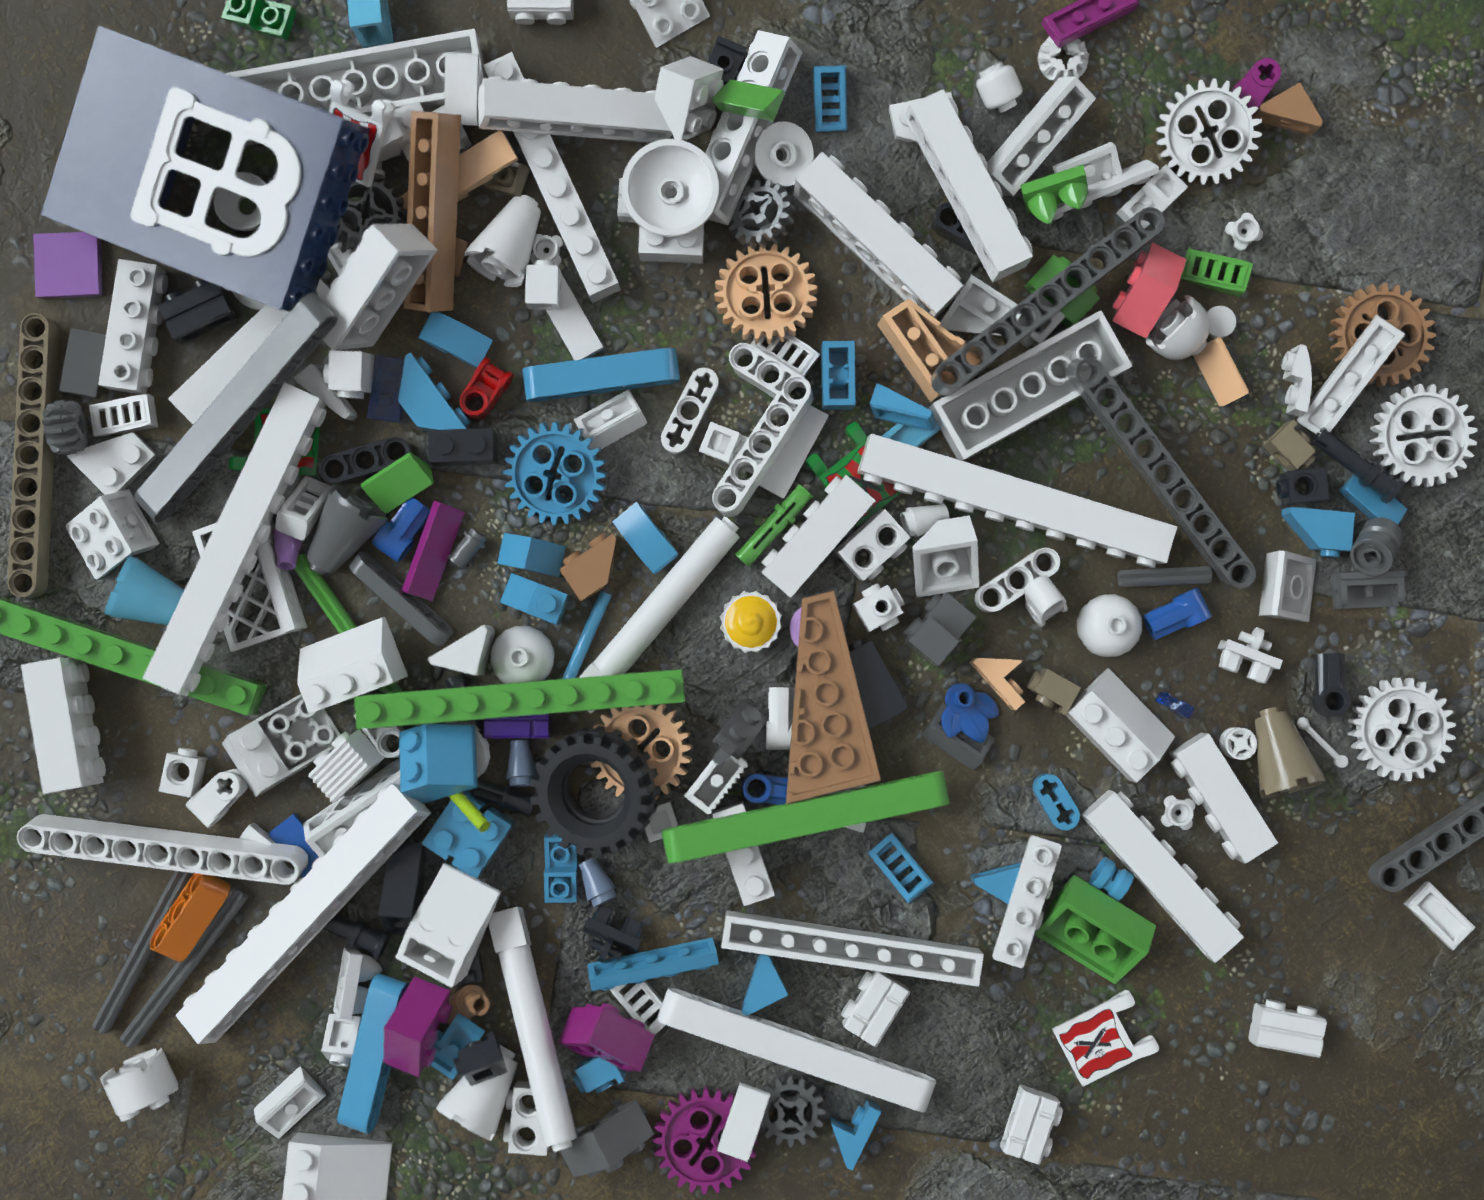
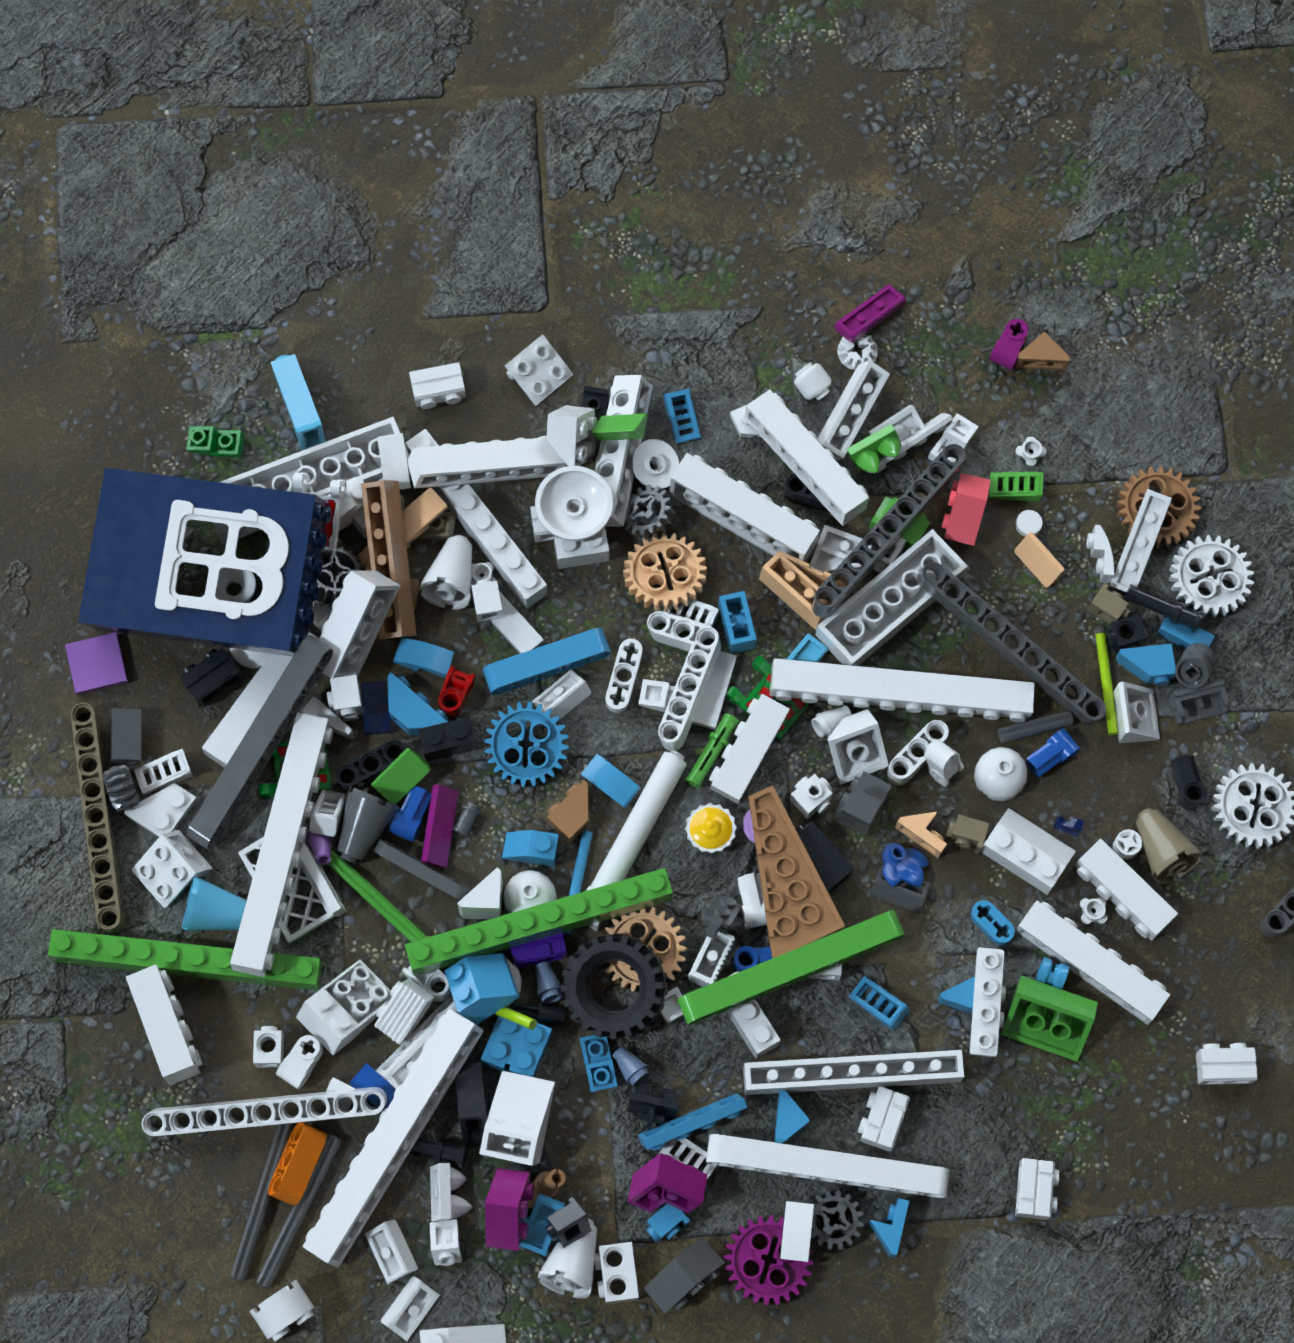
camera: 10 degrees left, 15 degrees down
(133, 327) = (159, 700): white brick -> none
(281, 1034) = (391, 1251): none -> white slope
(349, 665) = (383, 931): white slope -> none
(367, 1072) = (473, 1255): dark azure beam -> none
(513, 944) = (604, 1191): white brick -> none
(531, 554) = (520, 813): dark azure slope -> none
(867, 538) = (790, 745): white brick -> none
(898, 409) = (793, 638): dark azure slope -> none
(1097, 1041) = (1075, 1111): flag -> none
(1180, 330) = (999, 534): white cylinder -> none
(1236, 118) = (1002, 368): white gear -> none
(1262, 663) = (1119, 769): white hips -> none
(1263, 540) = (1106, 681): none -> lime bar
(1339, 760) = (1214, 843): white hinge -> none

